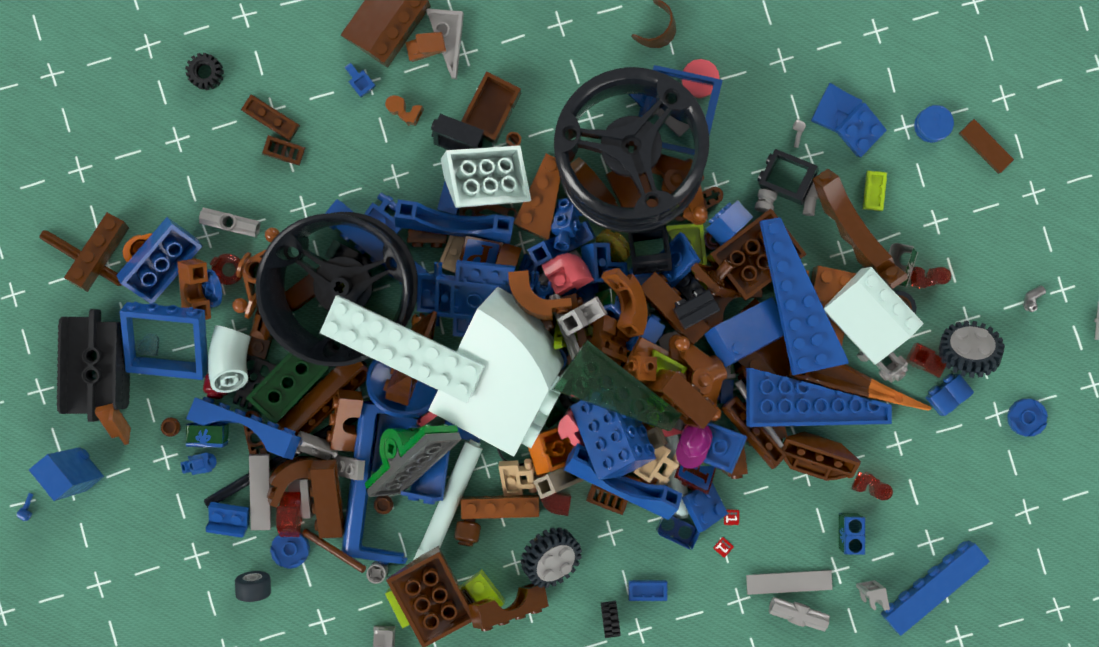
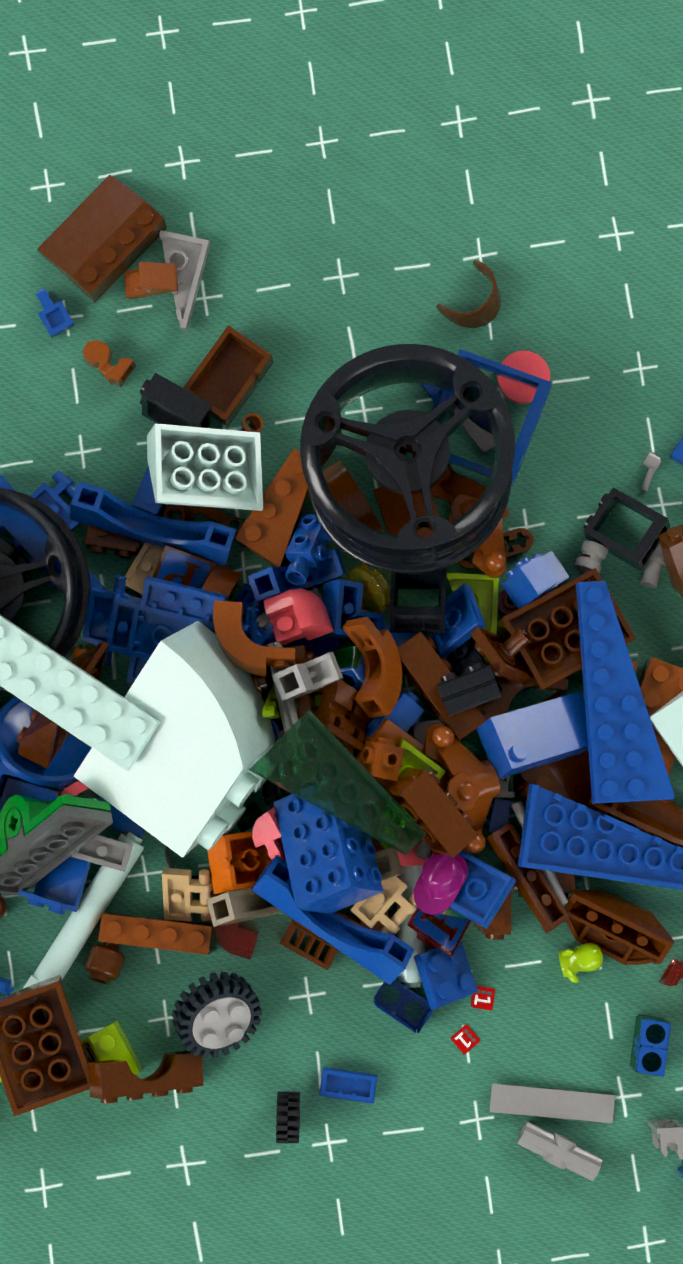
camera: 10 degrees right, 5 degrees down
(458, 457) = (105, 852): none -> light grey plate
(796, 481) = (580, 959): none -> lime animal

